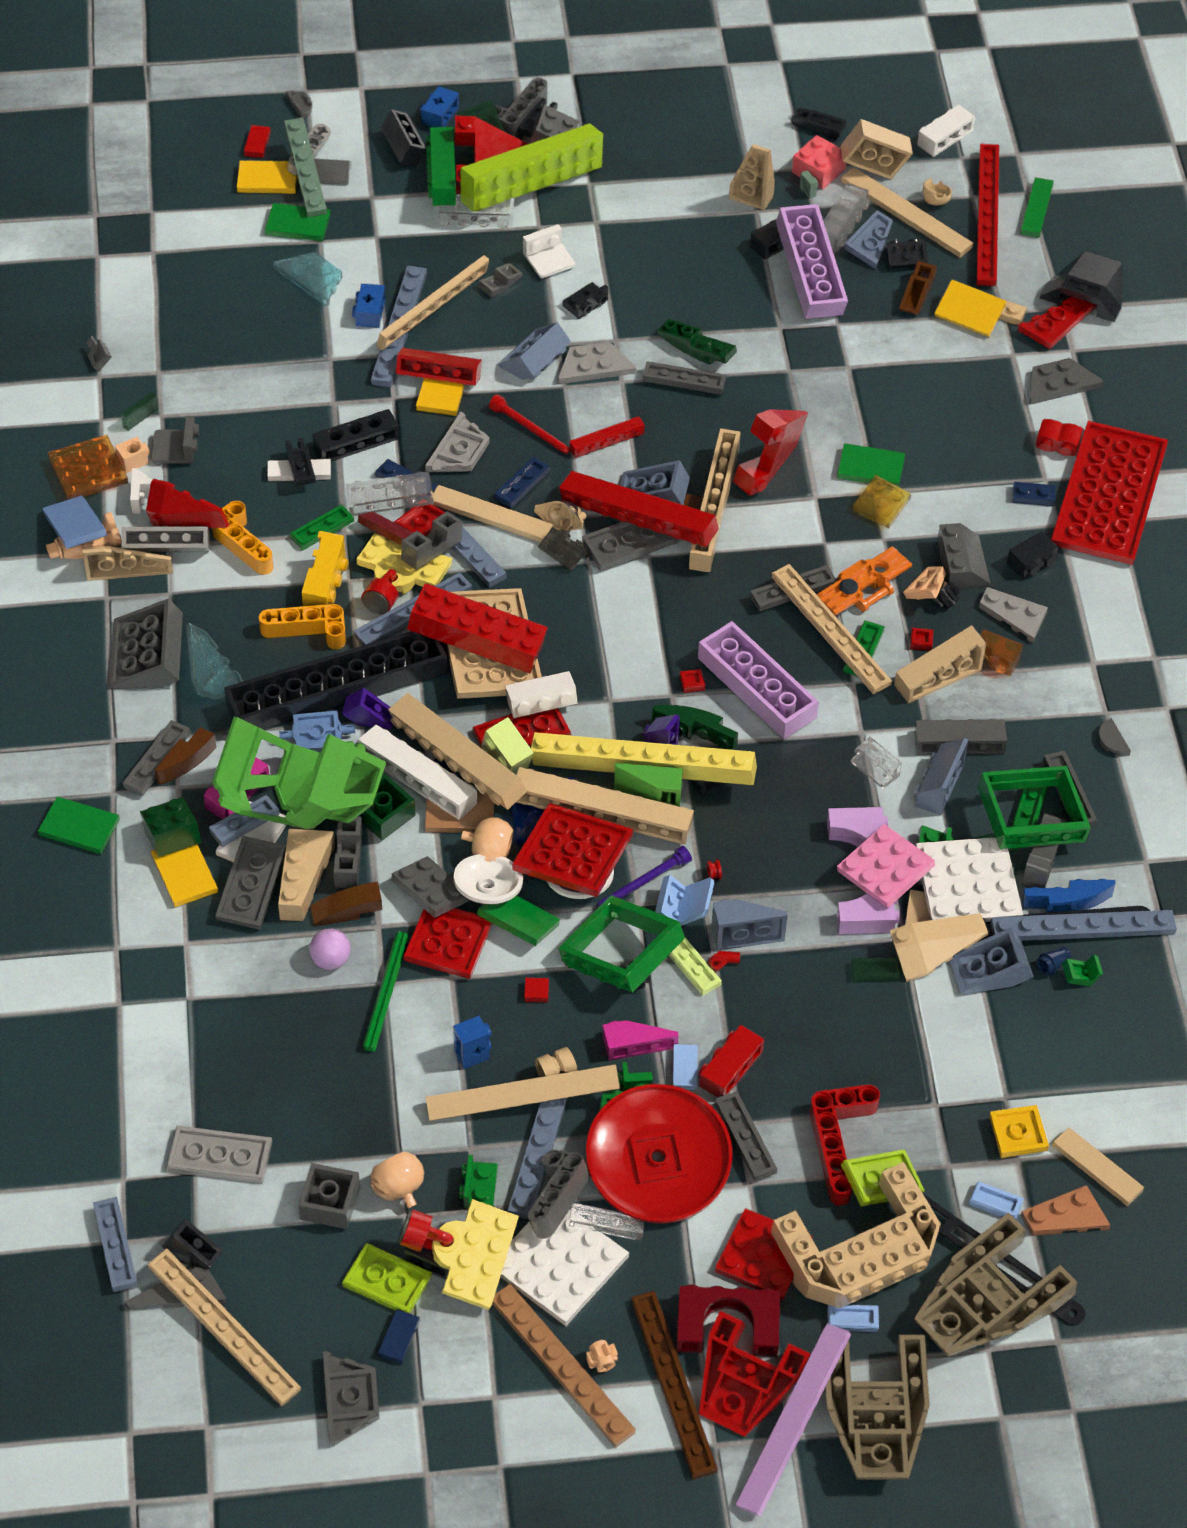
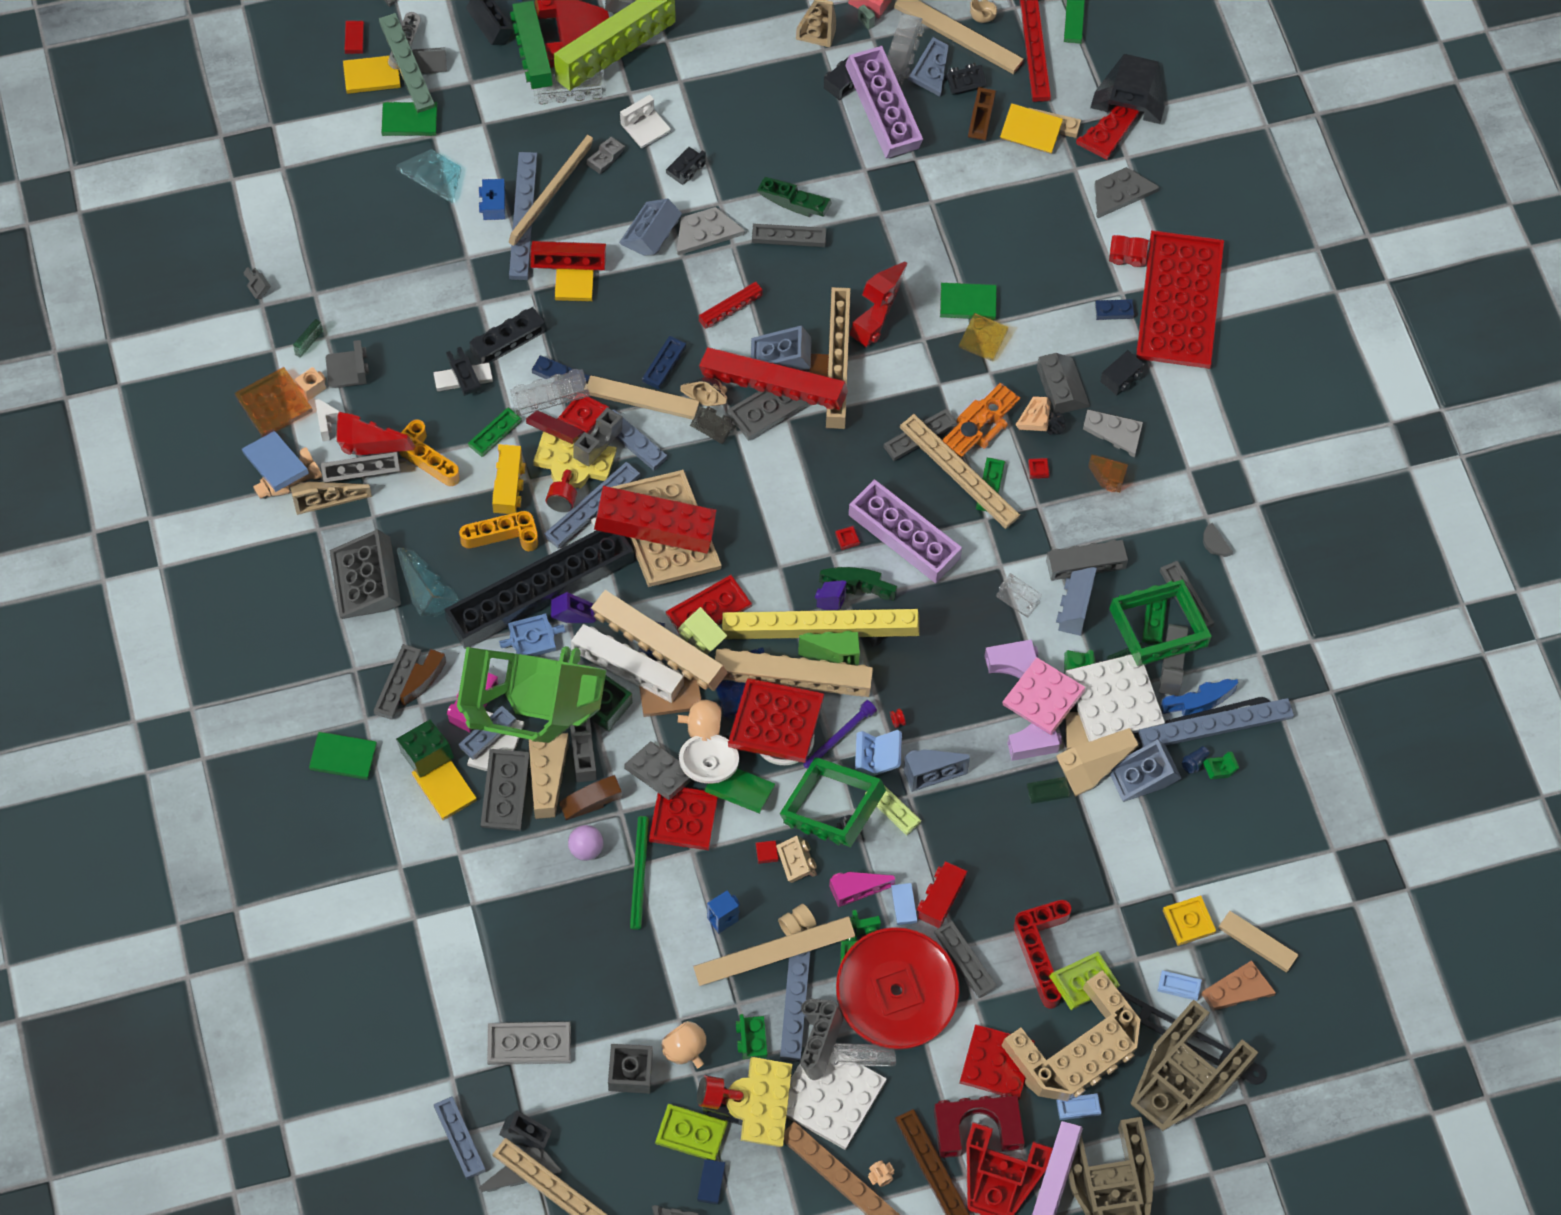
camera: 10 degrees left, 10 degrees up
(459, 447) = (601, 335): light grey wing -> none
(499, 405) = (629, 286): red piece -> none
(541, 694) = (721, 573): white brick -> none
(569, 1000) = (796, 858): none -> tan bracket
(721, 958) = (918, 798): red arm -> none
(942, 665) = (1060, 494): tan wedge -> none

